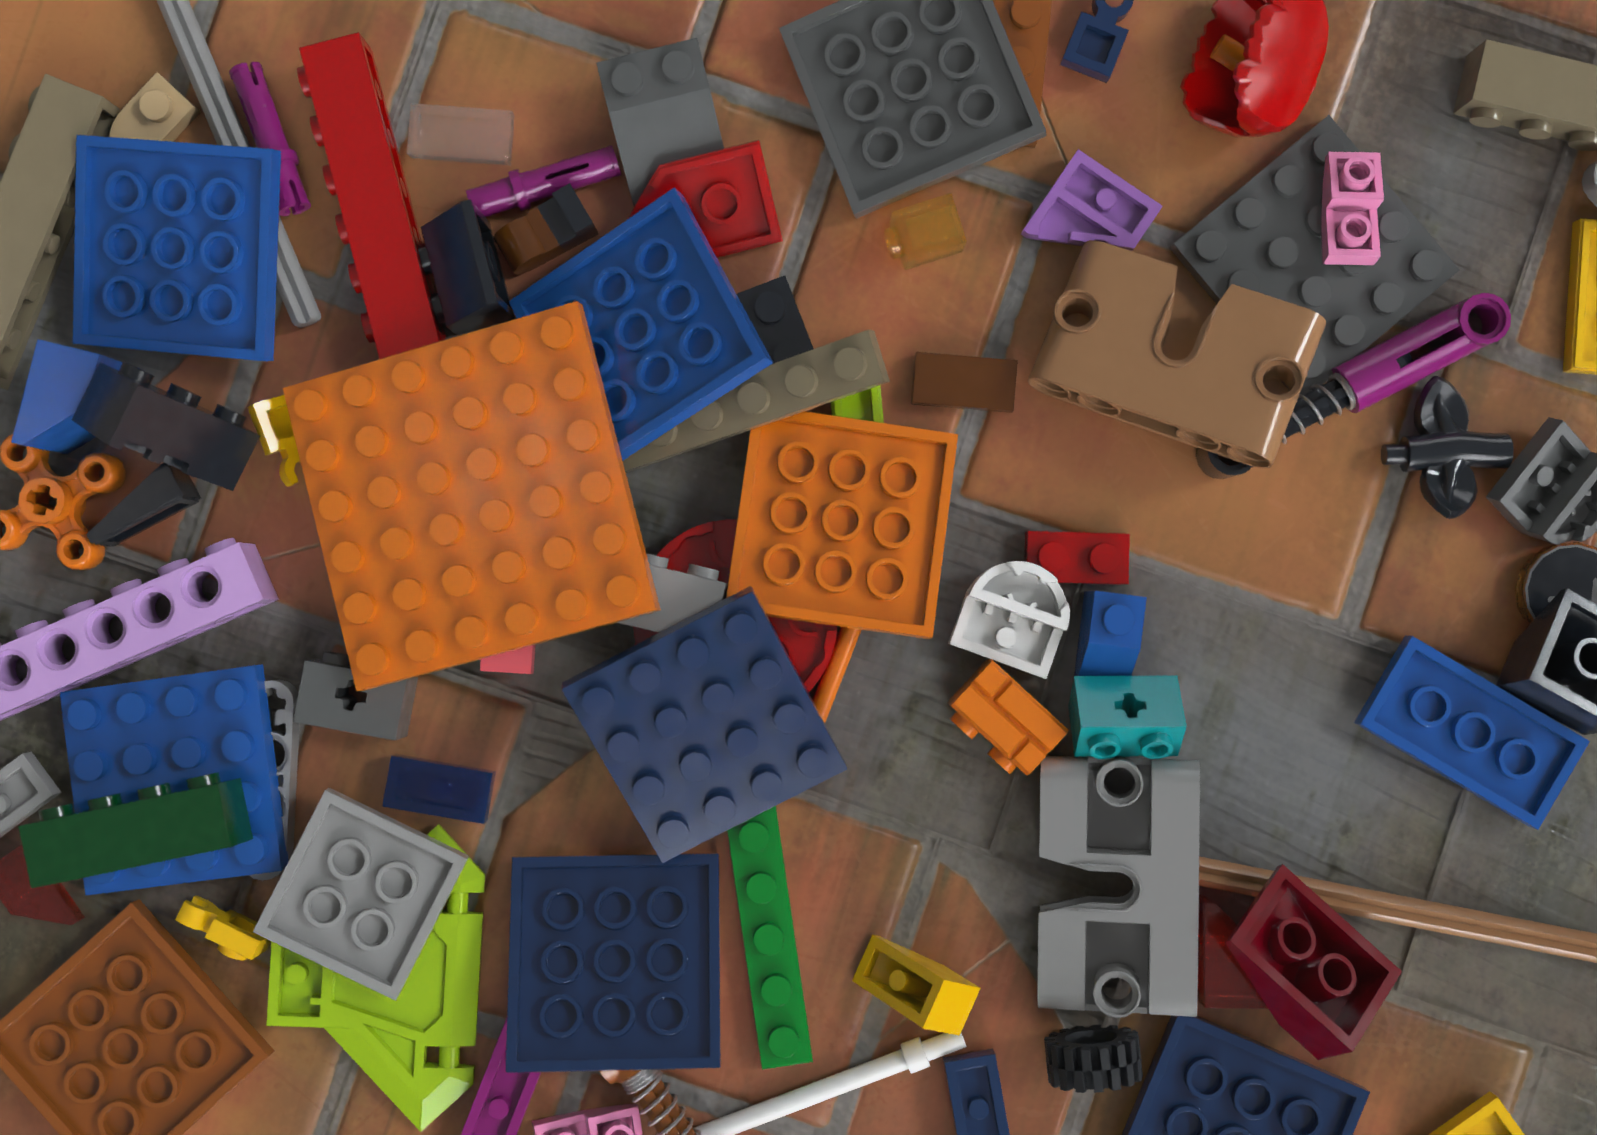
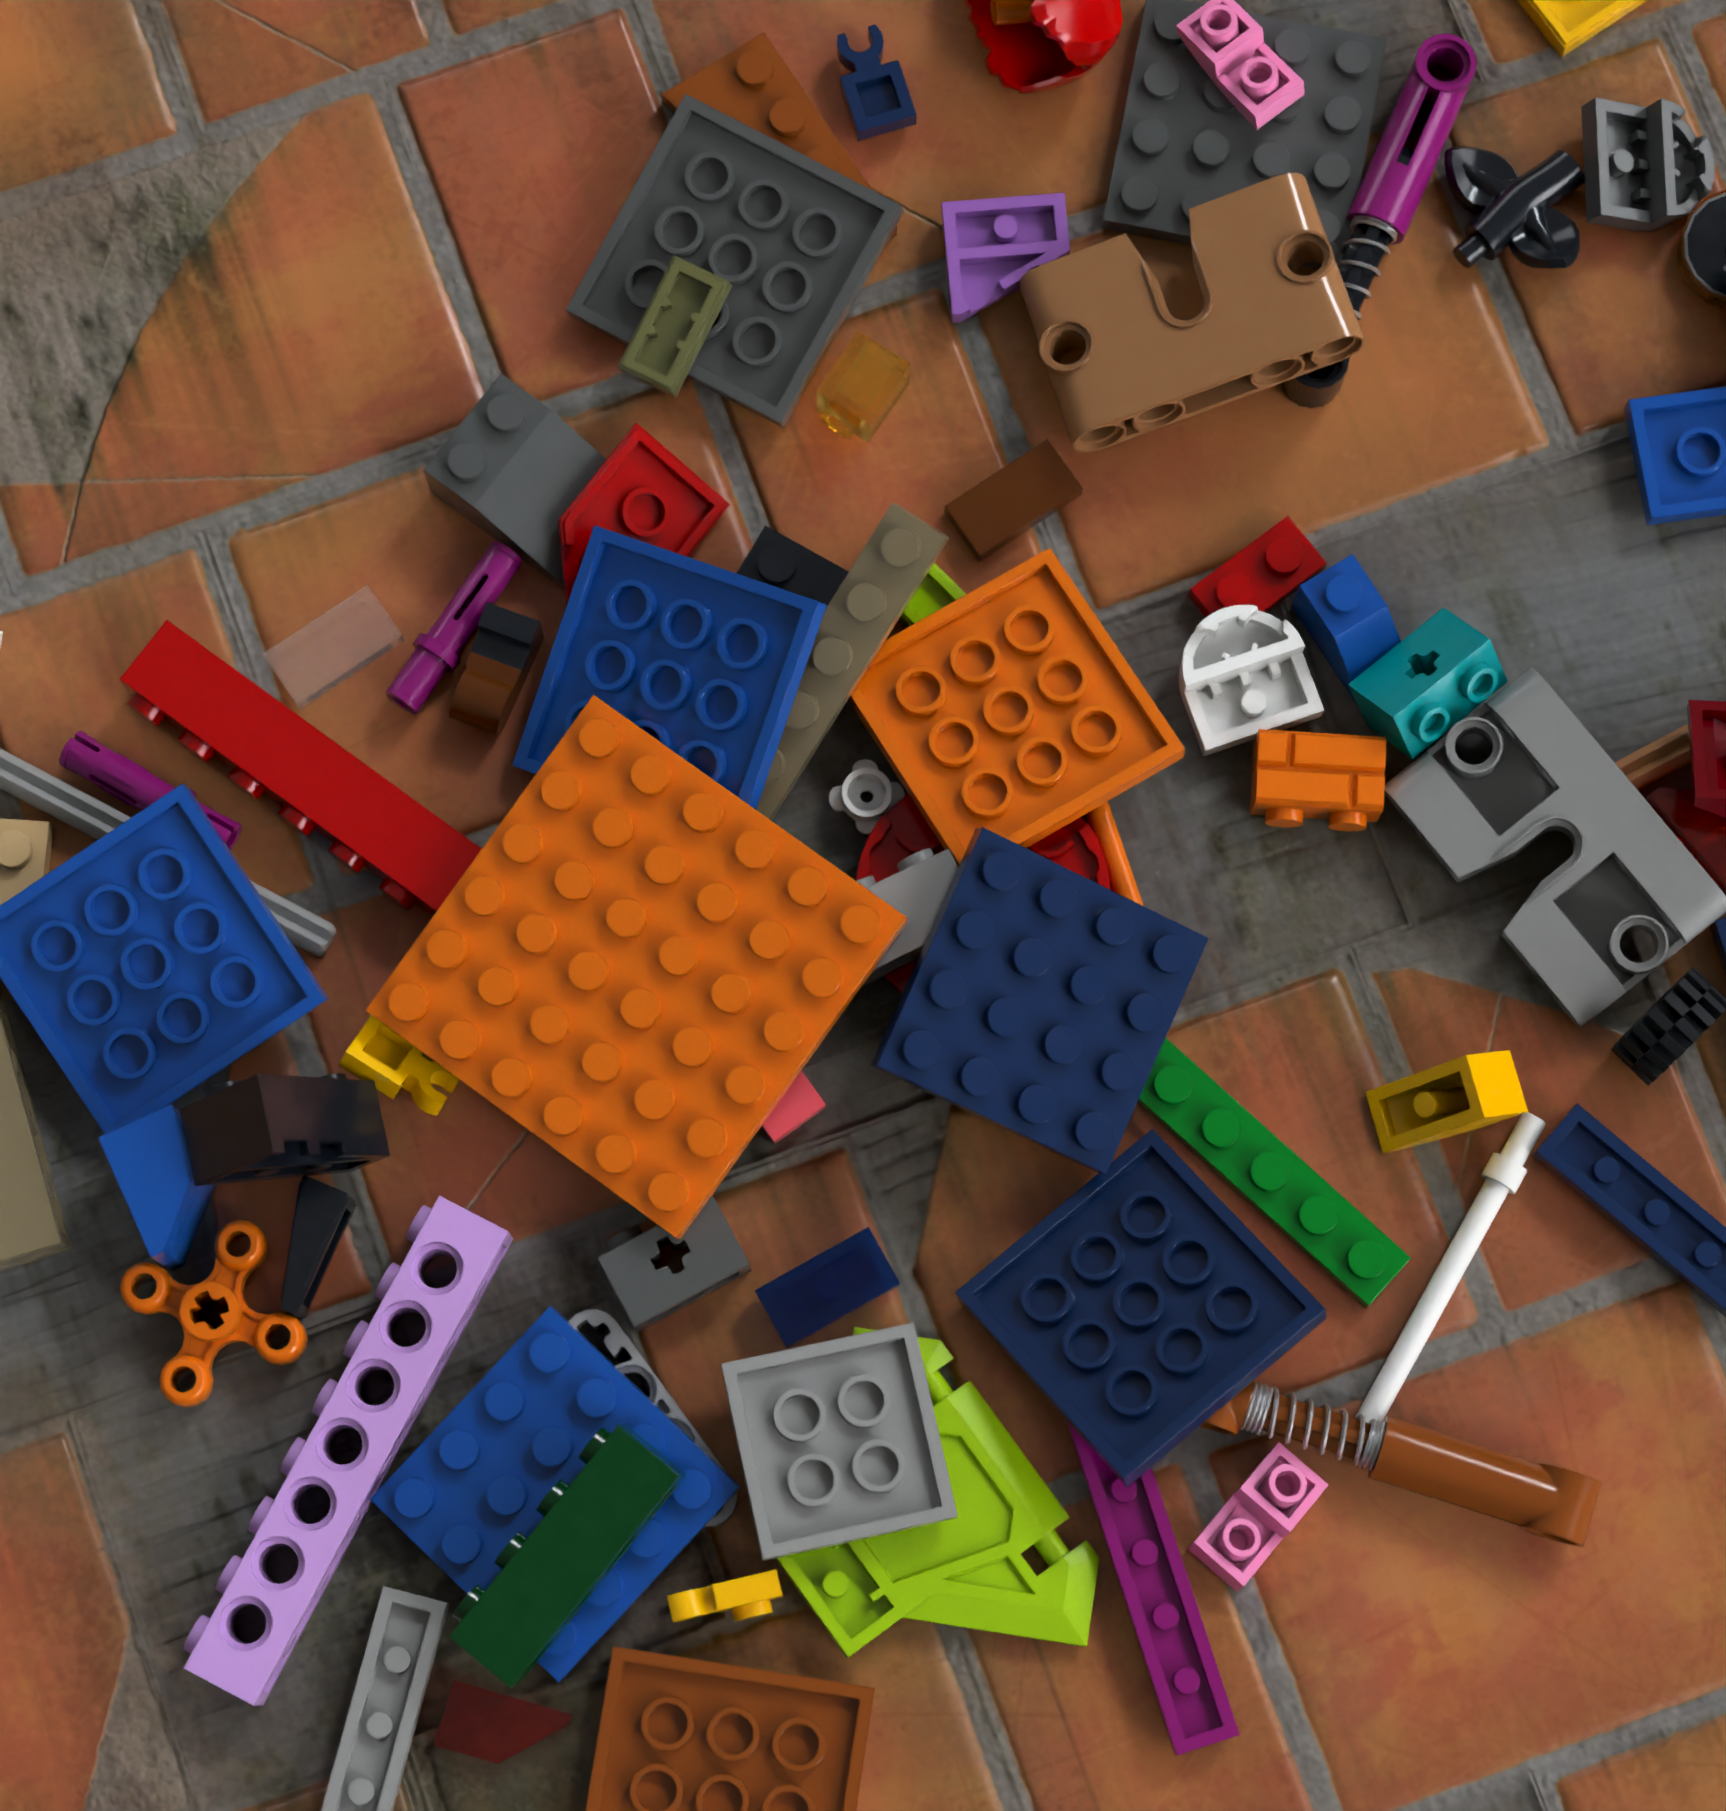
camera: 40 degrees left, 10 degrees down
(465, 270) = (450, 763): black slope -> none
(703, 490) = (865, 778): none -> white plate
(835, 95) = (674, 326): none -> olive plate

